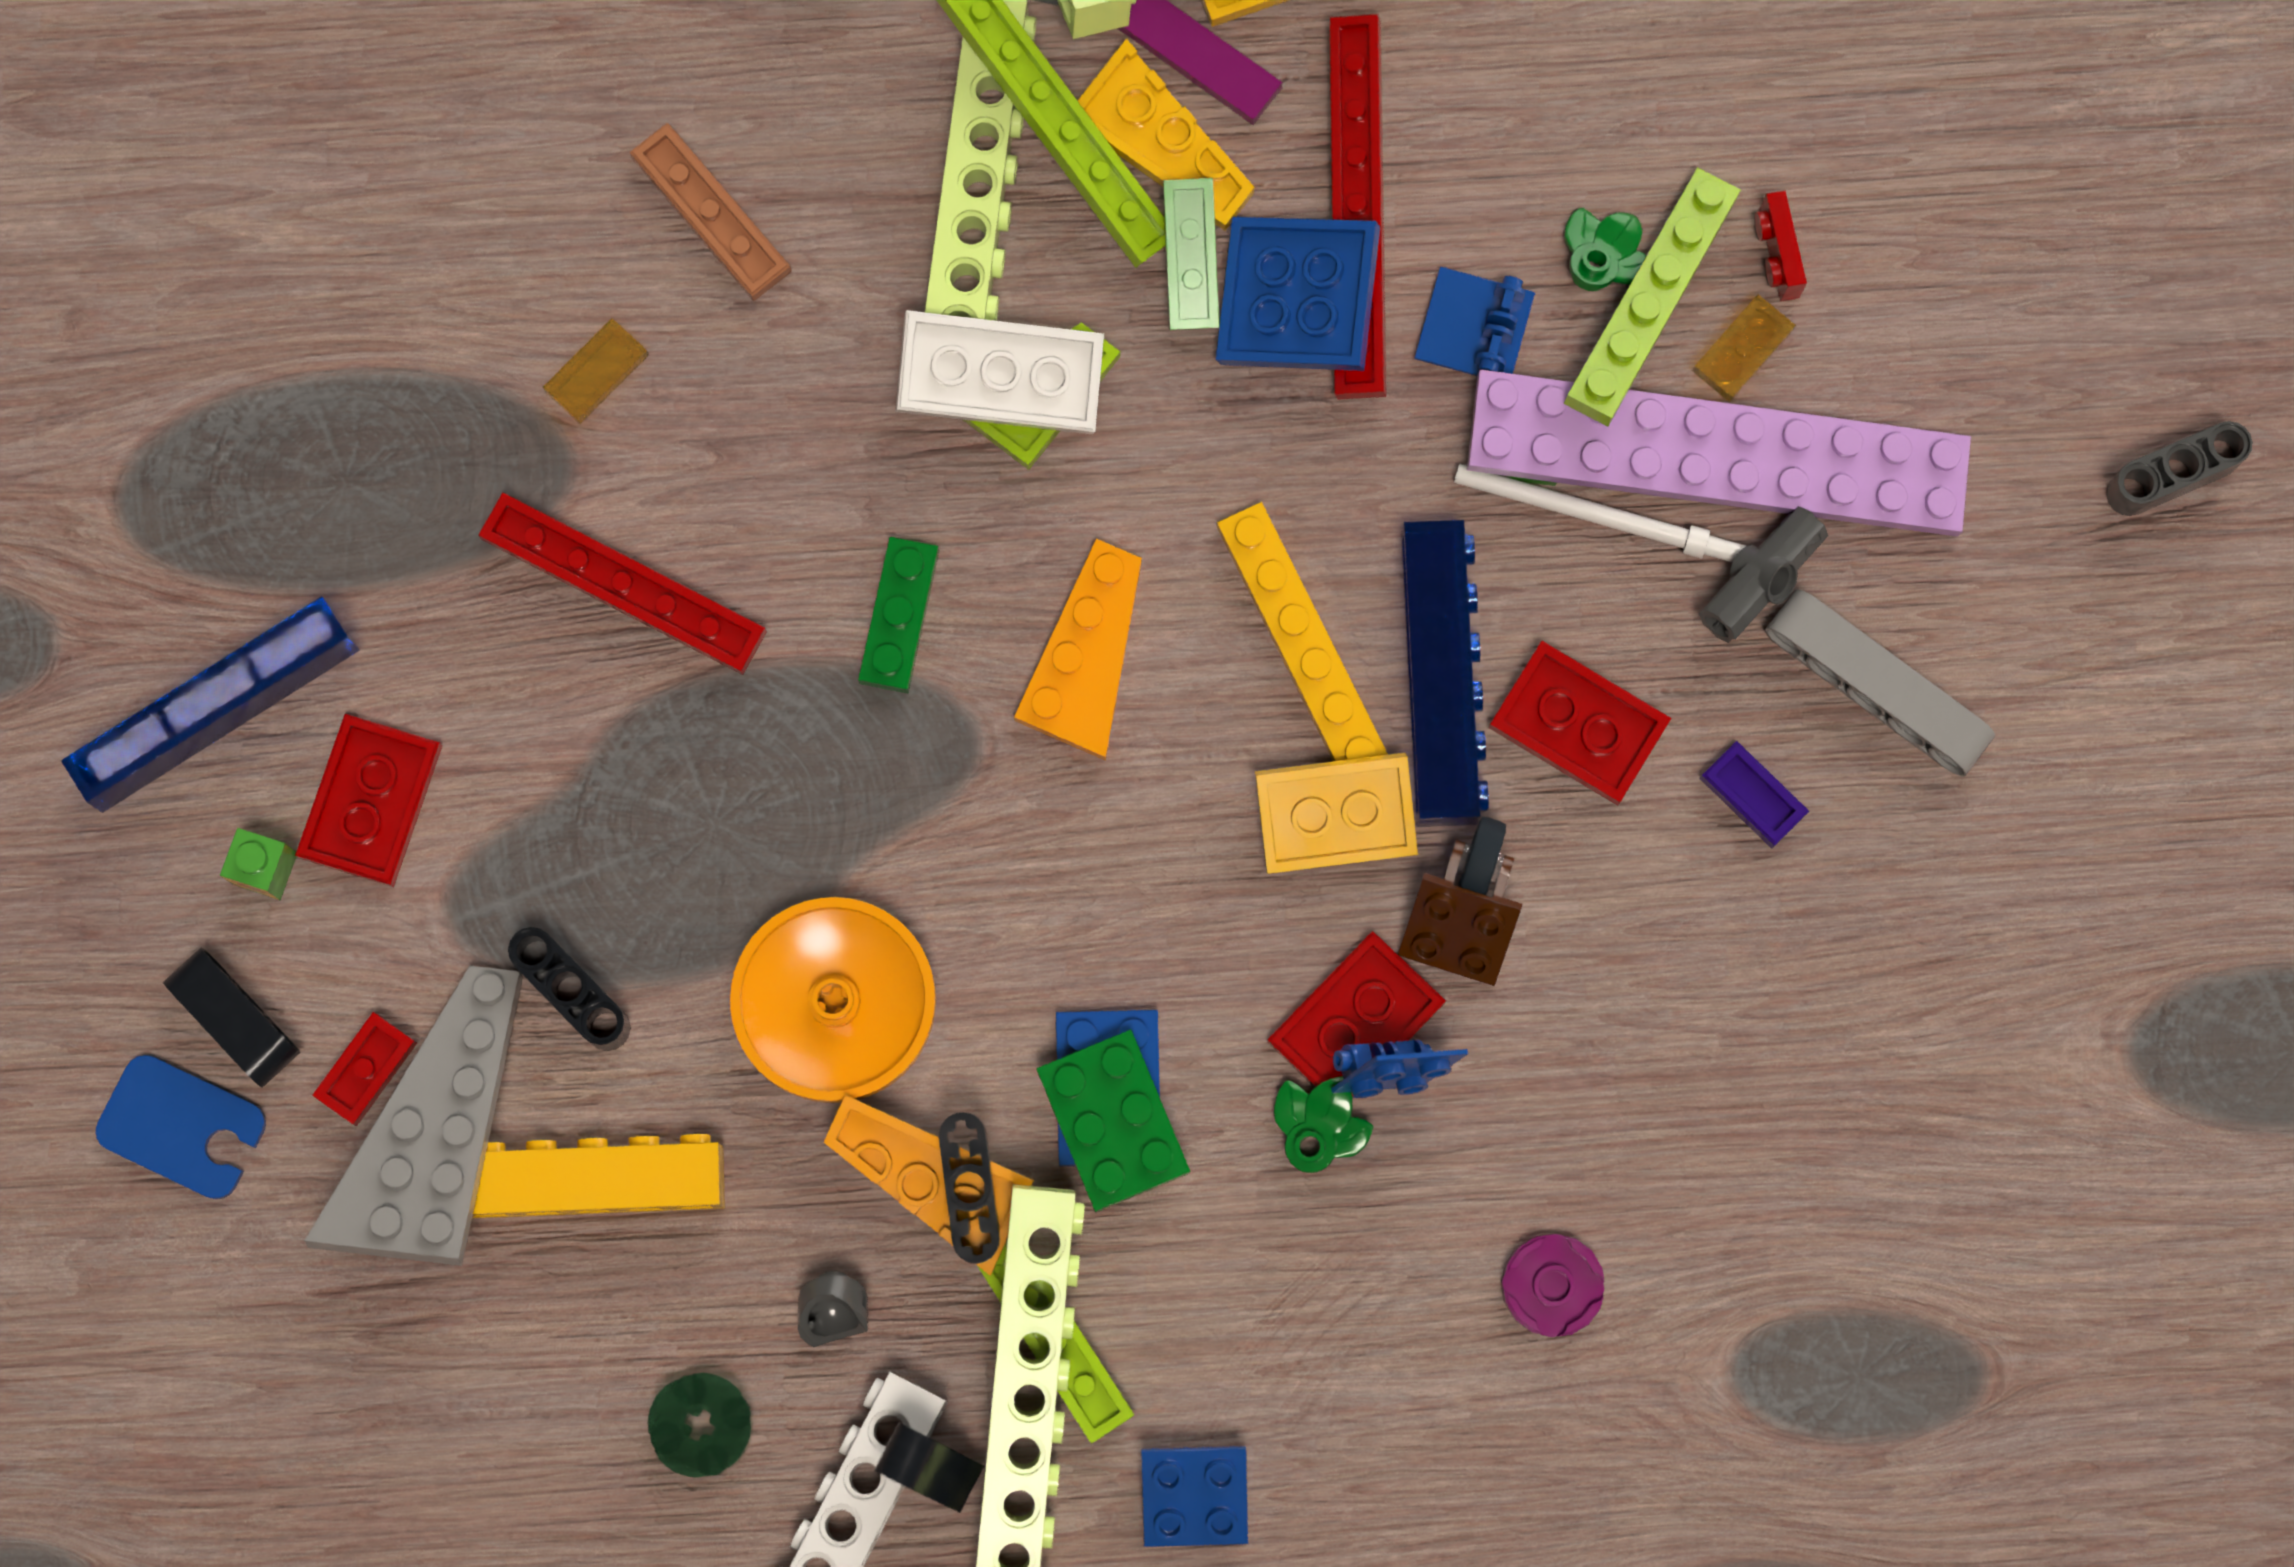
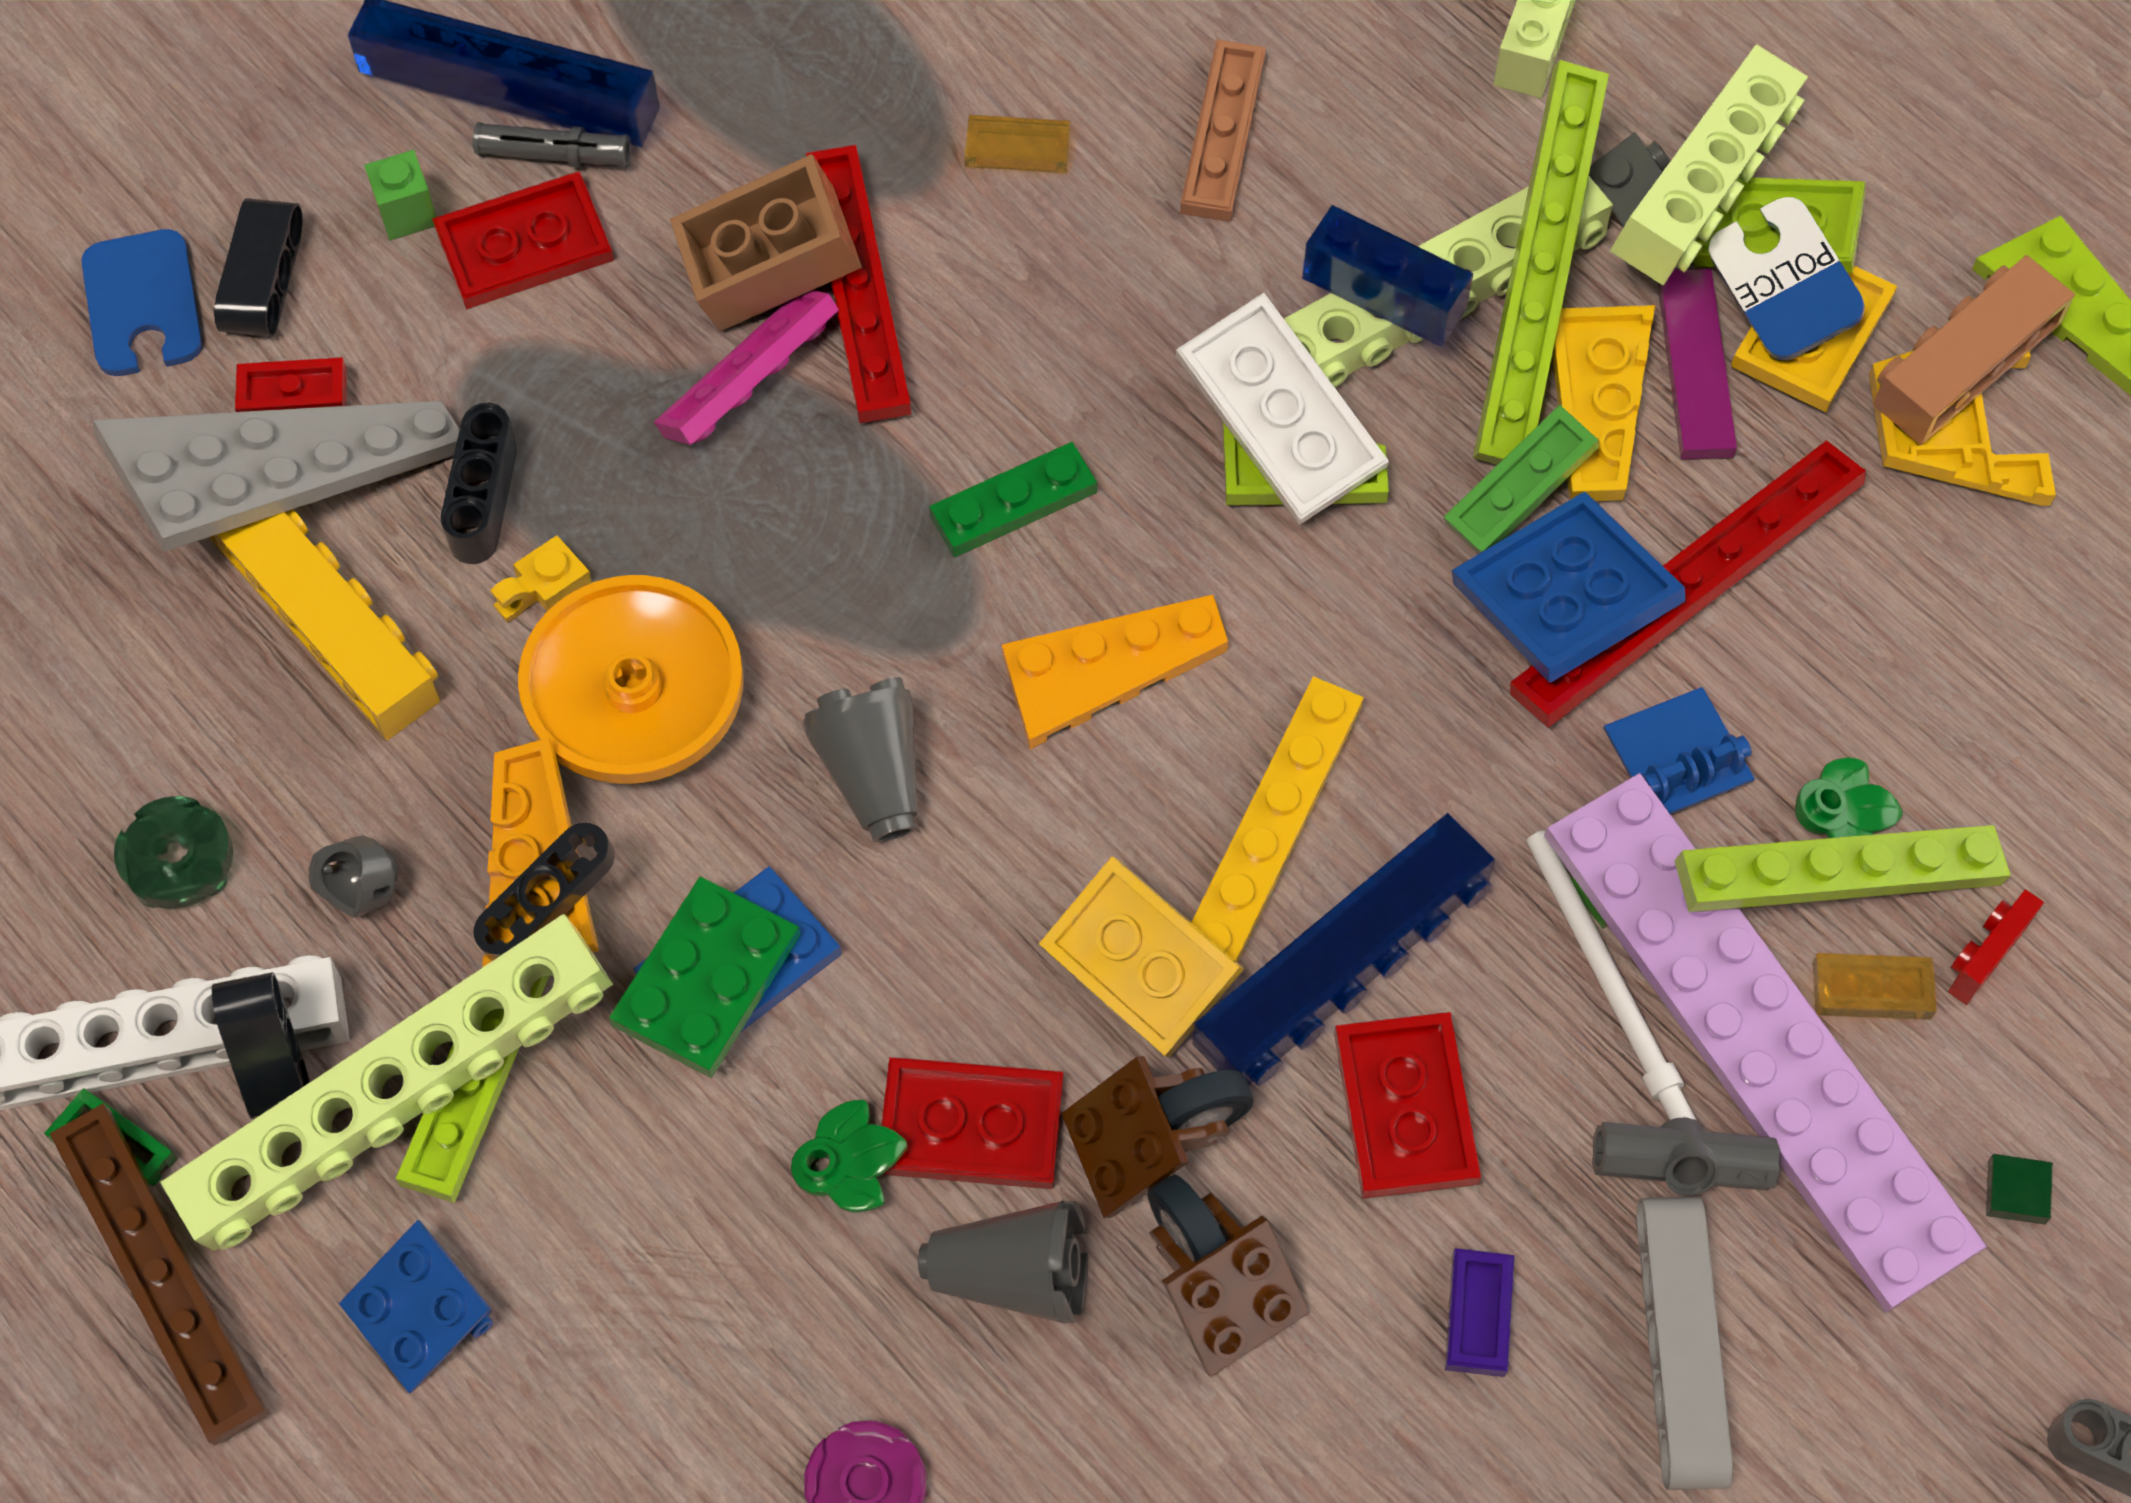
camera: 50 degrees right, 15 degrees down
(348, 674) = (556, 145): none -> dark grey pin
(546, 629) = (765, 243): none -> medium nougat brick
(630, 720) = (734, 377): none -> dark pink plate
(685, 995) = (541, 576): none -> yellow plate
(963, 211) = (1387, 275): none -> clear blue brick
(1033, 878) = (870, 754): none -> dark grey cone
(1393, 1065) = (957, 1188): blue hinge -> none
(1497, 1072) = (1013, 1261): none -> dark grey cone
(1619, 952) = (1225, 1279): none -> reddish brown plate
(1948, 380) = (2019, 1189): none -> dark green tile

